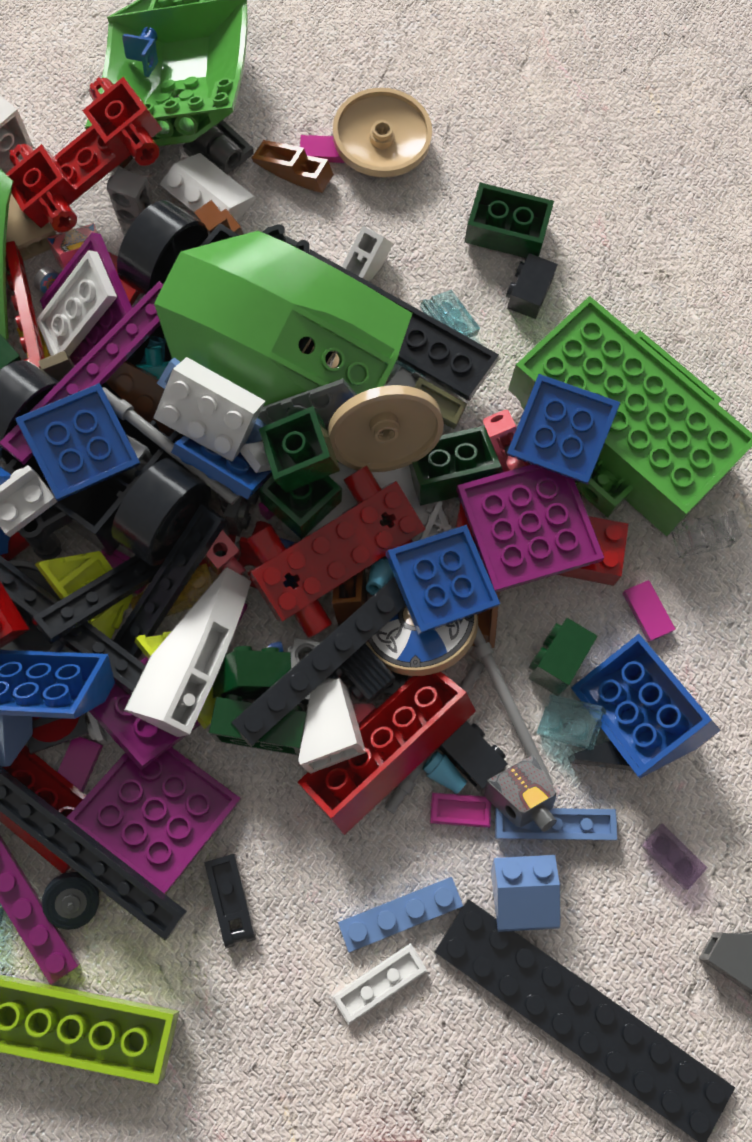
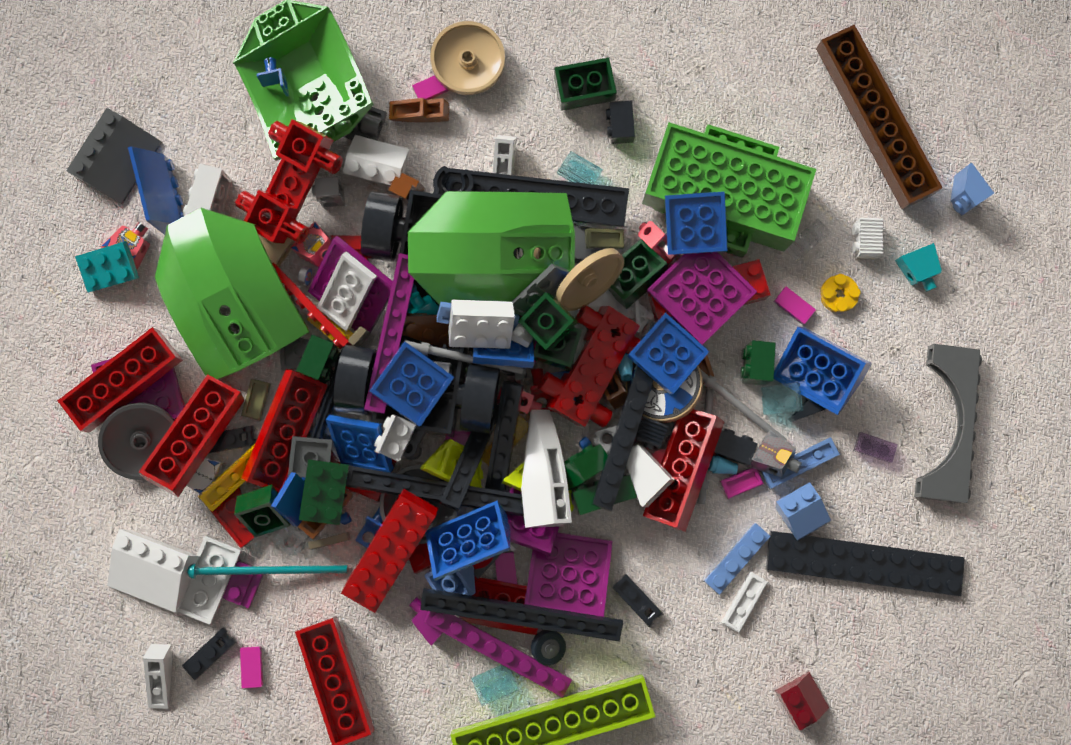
camera: 25 degrees left, 10 degrees up
(724, 610) = (850, 291): none -> yellow plate

